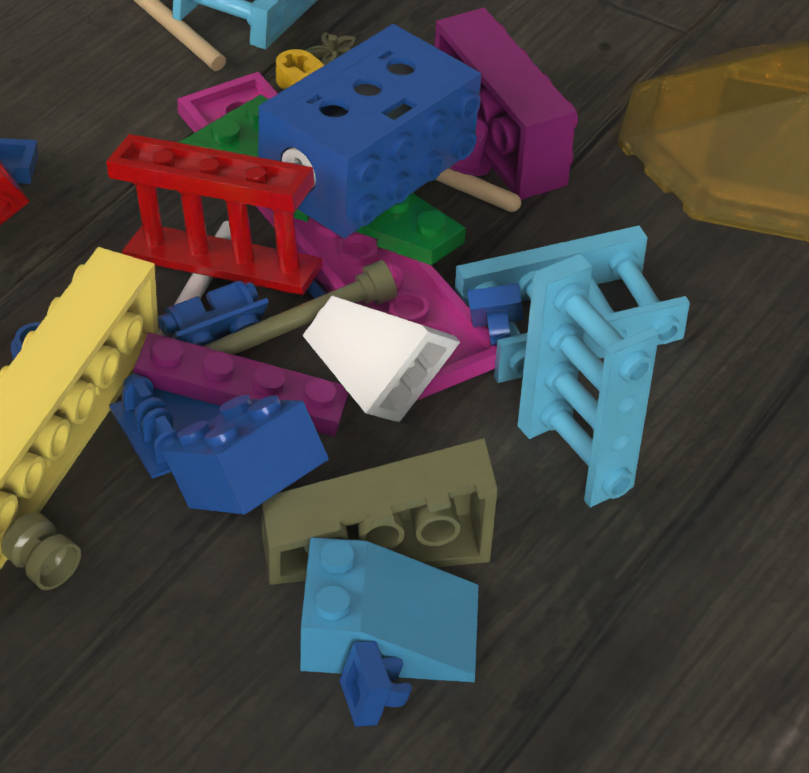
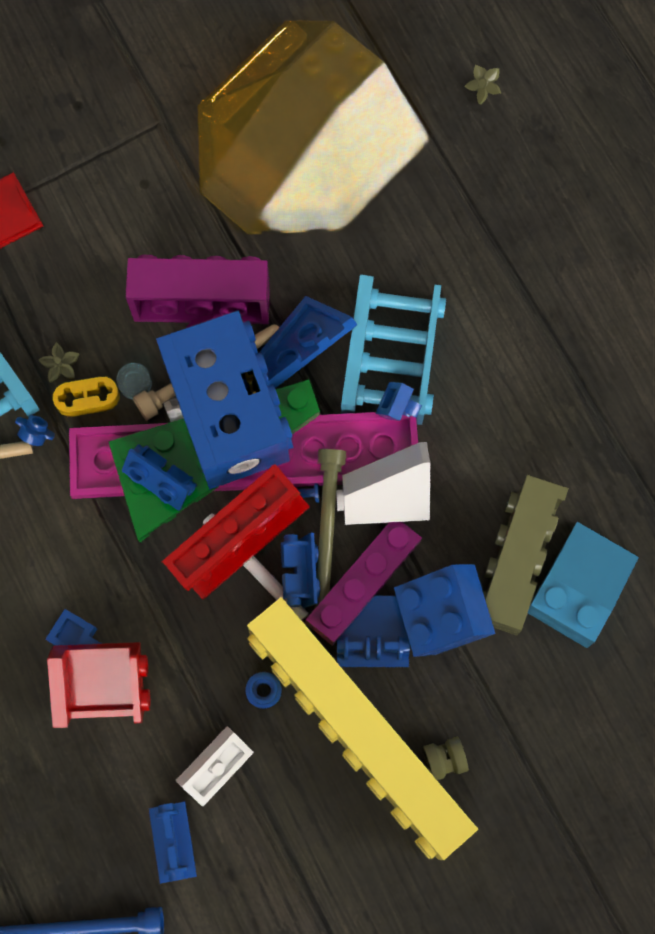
camera: 60 degrees left, 30 degrees up
(237, 50) = (34, 430): none -> blue plate
(241, 127) = (145, 468): none -> blue hinge
(368, 683) = (628, 620): blue tile -> none
(507, 213) = (303, 337): none -> blue wing
(552, 386) = (511, 391): medium azure fence -> none

